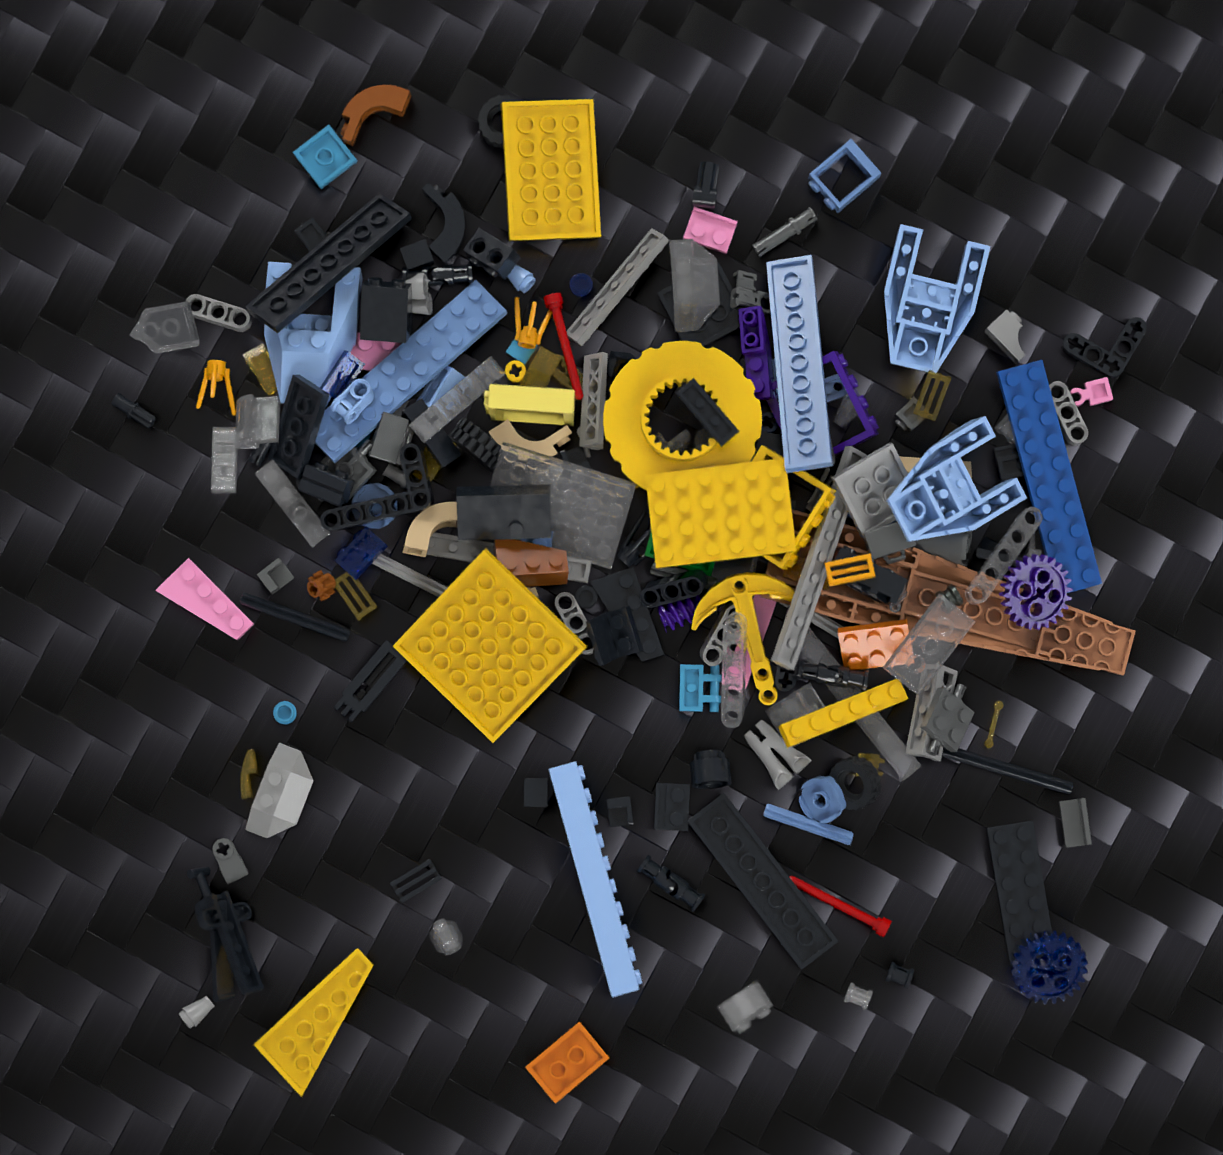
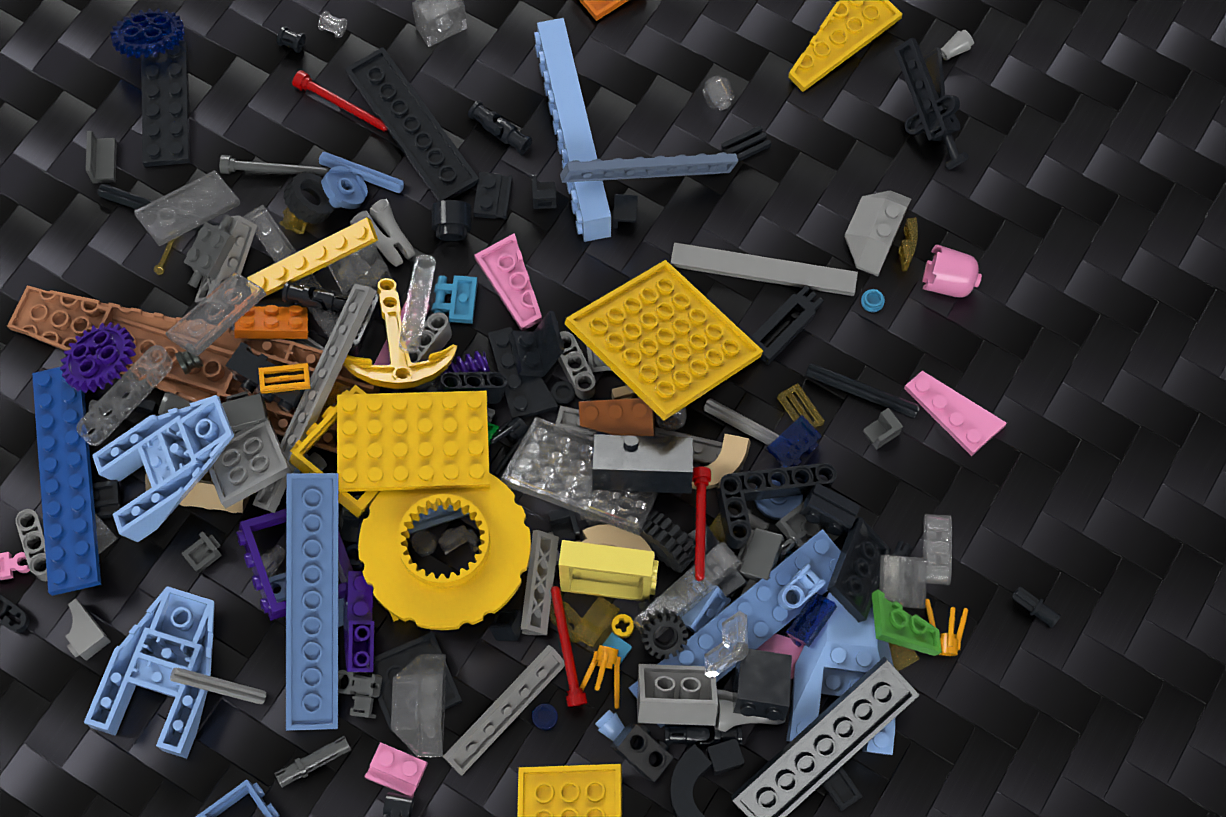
camera: 175 degrees left, 15 degrees down
(167, 328) = (1002, 691): clear tile -> none
(207, 740) = (951, 272): none -> bright pink cylinder
(226, 320) = (958, 704): light grey beam -> none
(232, 864) = (927, 170): dark grey piece -> none
(259, 376) = (901, 628): none -> bright green wing
(292, 503) = (872, 509): clear slope -> none
(321, 585) = (835, 416): dark orange gear -> none
(394, 741) = (764, 269): none -> light grey tile
(413, 340) = (733, 646): none -> clear plate
(447, 503) = (701, 480): none -> red piece
(462, 303) = (676, 695): none -> light grey slope
(477, 366) = (663, 648): none -> black tyre
(522, 827) = (648, 167): none -> sand blue plate
(647, 714) = (507, 274): none -> bright pink wing
(707, 412) = (415, 539): black tile -> none
(875, 285) = (217, 685): none -> light grey axle
(938, 377) = (173, 582): clear yellow tile -> none
(942, 823) = (229, 165): none -> dark grey piece
(978, 768) = (187, 208): none -> clear tile

